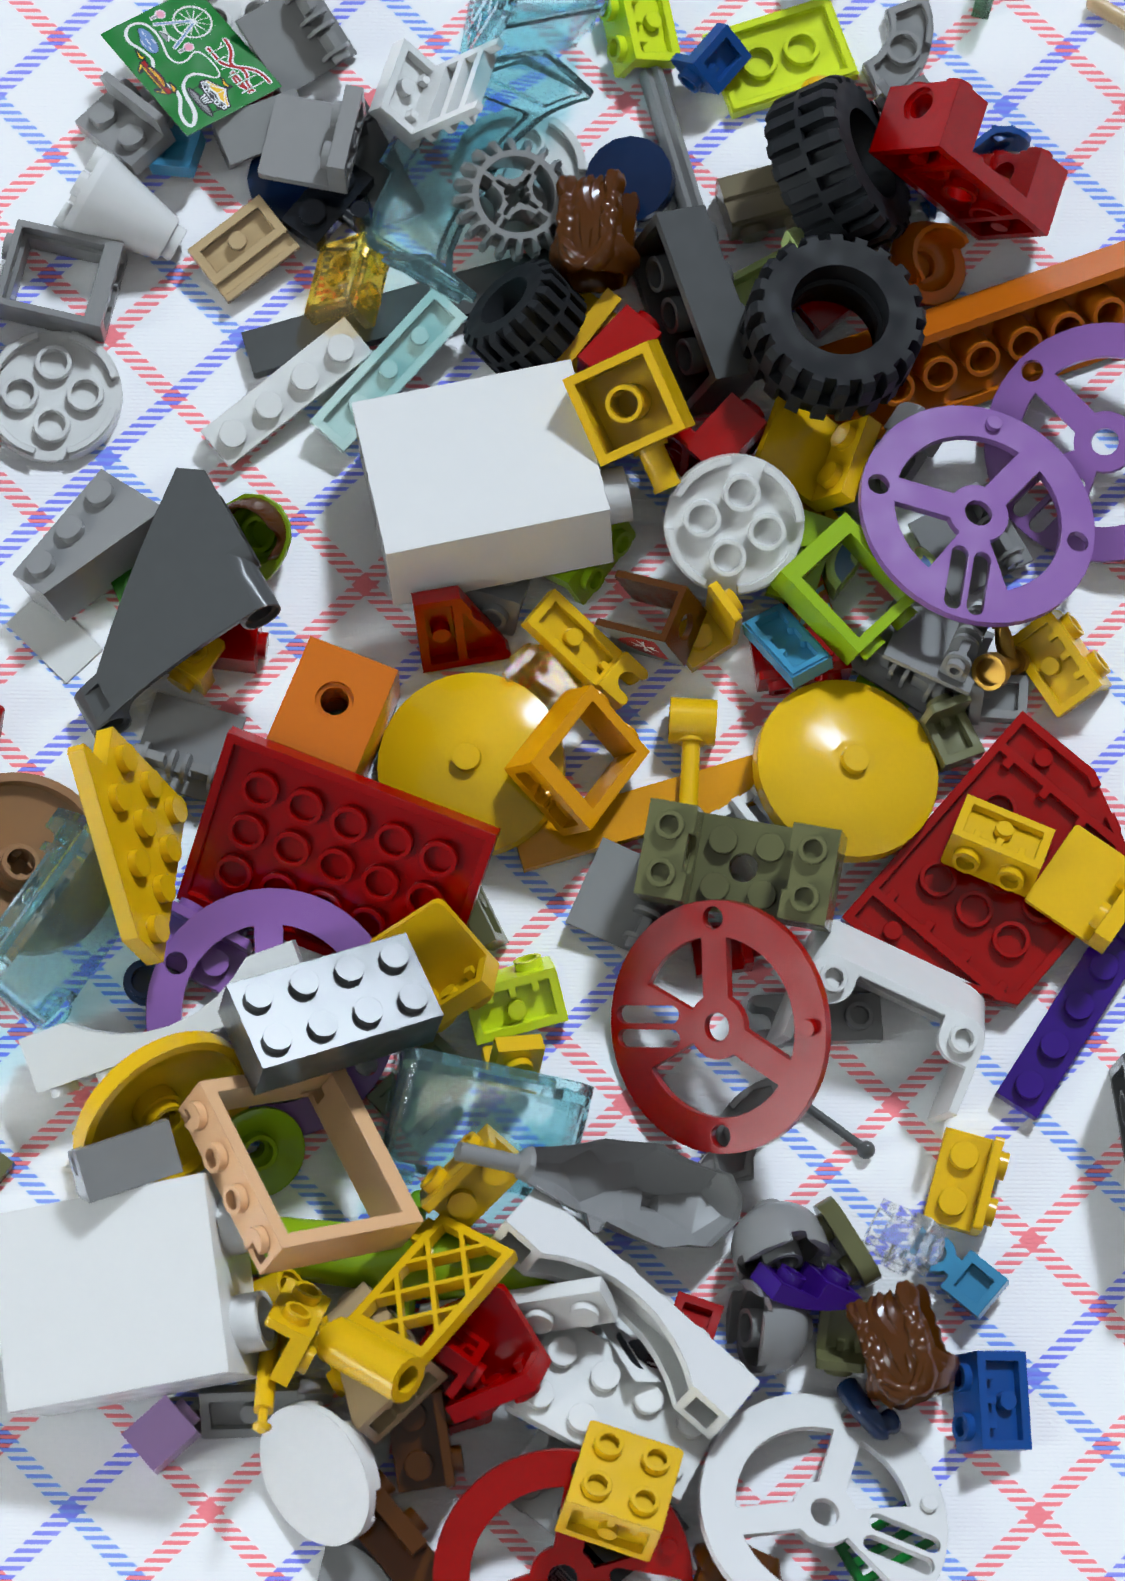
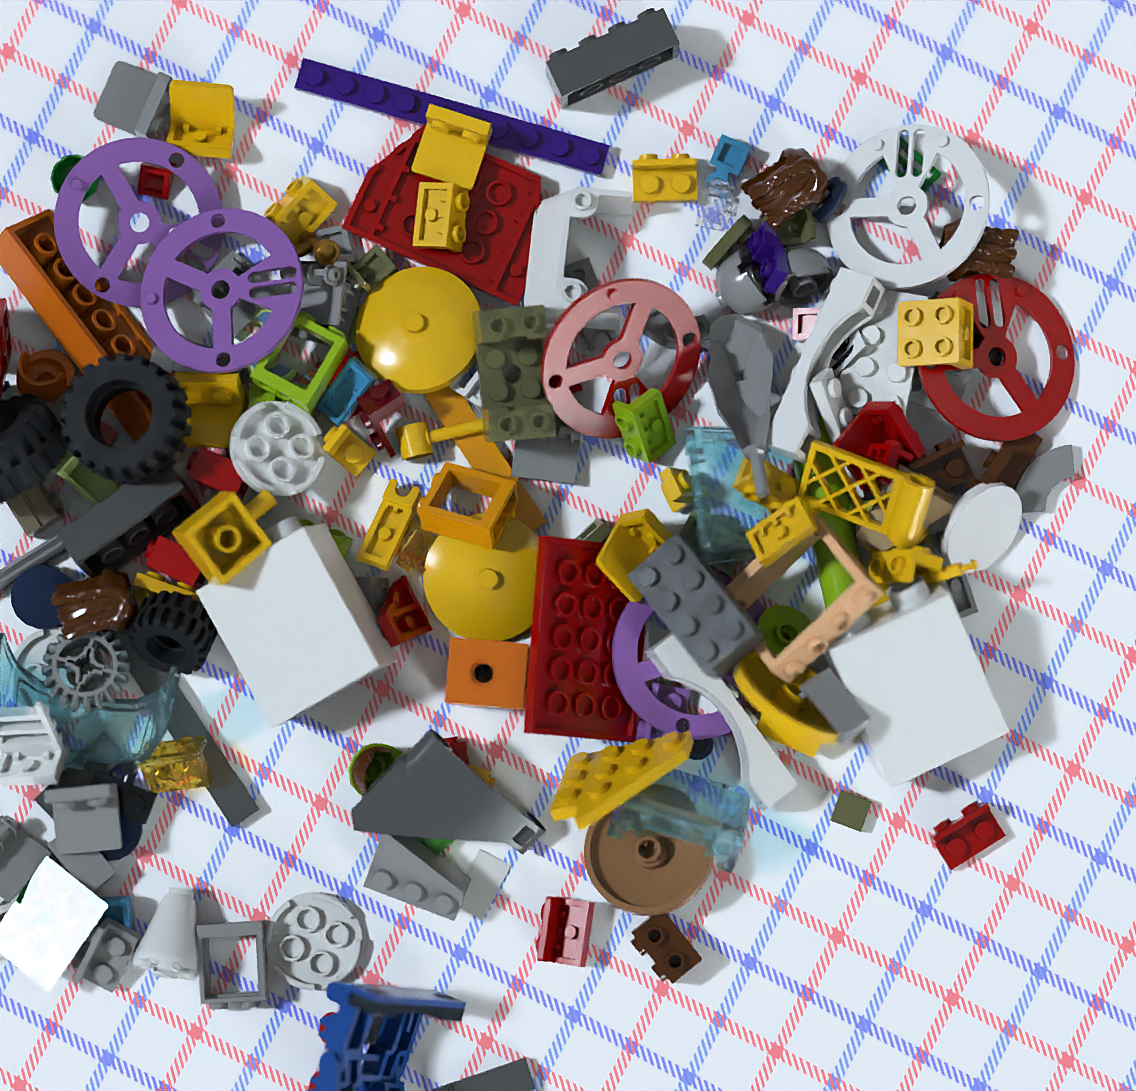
camera: 100 degrees left, 10 degrees up
(163, 1433) = (986, 636): lavender brick -> none
(185, 743) = (531, 768): light grey hinge -> none
(243, 249) = (171, 844): tan plate -> none
(286, 392) = (266, 782): white plate -> none
(390, 365) = (231, 718): light aqua plate -> none
(399, 1165) = (782, 530): none -> yellow bracket
(523, 1000) = (632, 492): neon yellow bracket -> none
(615, 1040) = (645, 426): none -> lime bracket
(667, 645) = (367, 465): reddish brown piece -> none
(754, 674) = (376, 405): none -> dark red bracket
(864, 1148) = (662, 249): dark grey hinge -> none
(991, 1402) = (801, 123): blue bracket -> none

